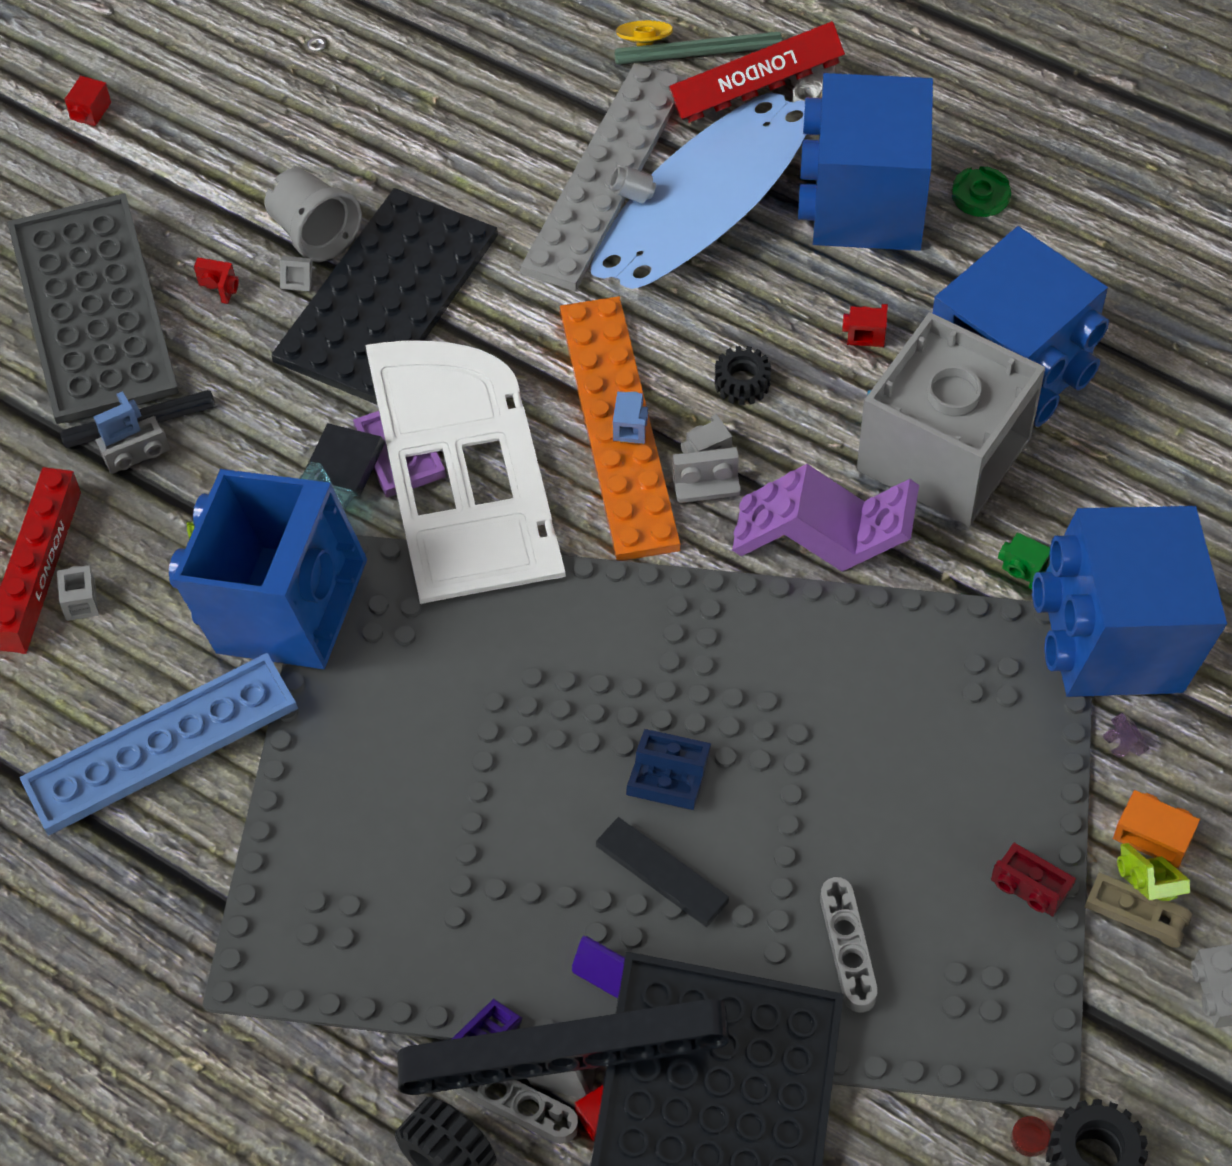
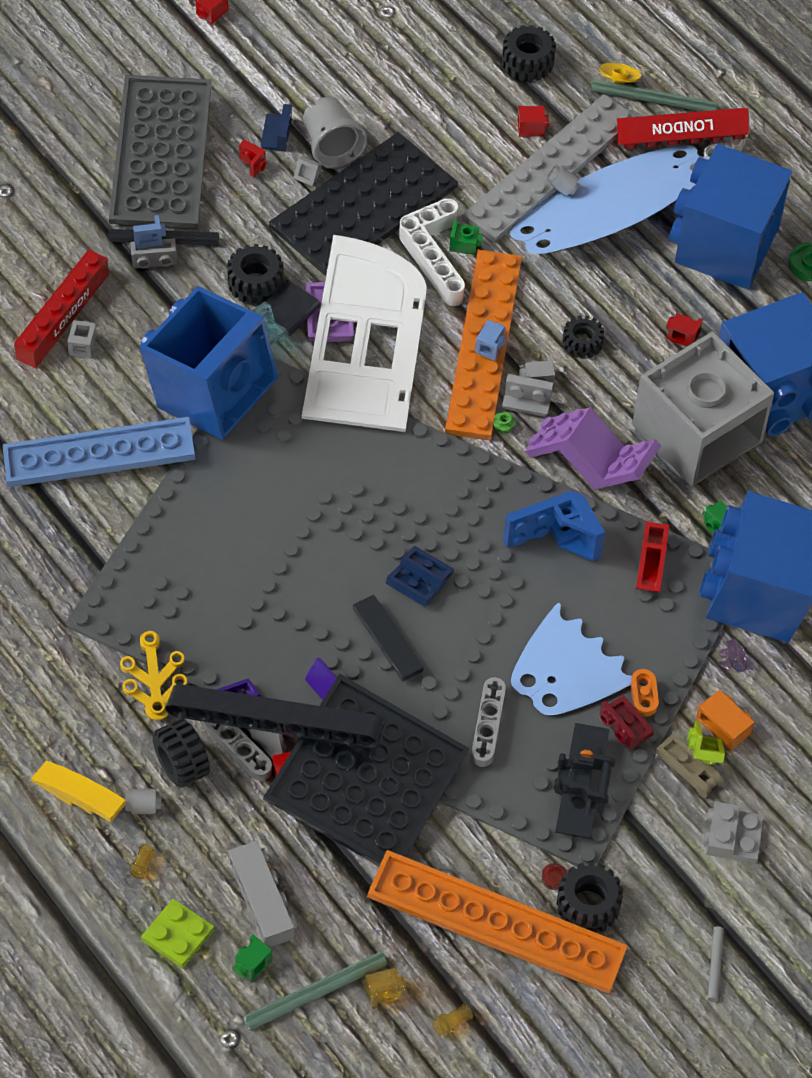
camera: 15 degrees right, 0 degrees up
(234, 233) = (277, 130): none -> dark blue panel
(279, 410) = (254, 260): none -> black tyre
(361, 1047) = (154, 679): none -> yellow plant
(472, 313) = (416, 237): none -> white beam
(520, 40) = (516, 53): none -> black tyre
(537, 297) = (465, 238): none -> green brick
(559, 123) = (532, 121): none -> red brick
(689, 527) = (504, 427): none -> bright green plate
(863, 631) = (565, 510): none -> blue bracket
(938, 826) = (575, 661): none -> light blue piece
(964, 637) = (652, 556): none -> red slope
(1001, 987) = (574, 778): none -> black piece
(1037, 831) = (644, 694): none -> orange plate

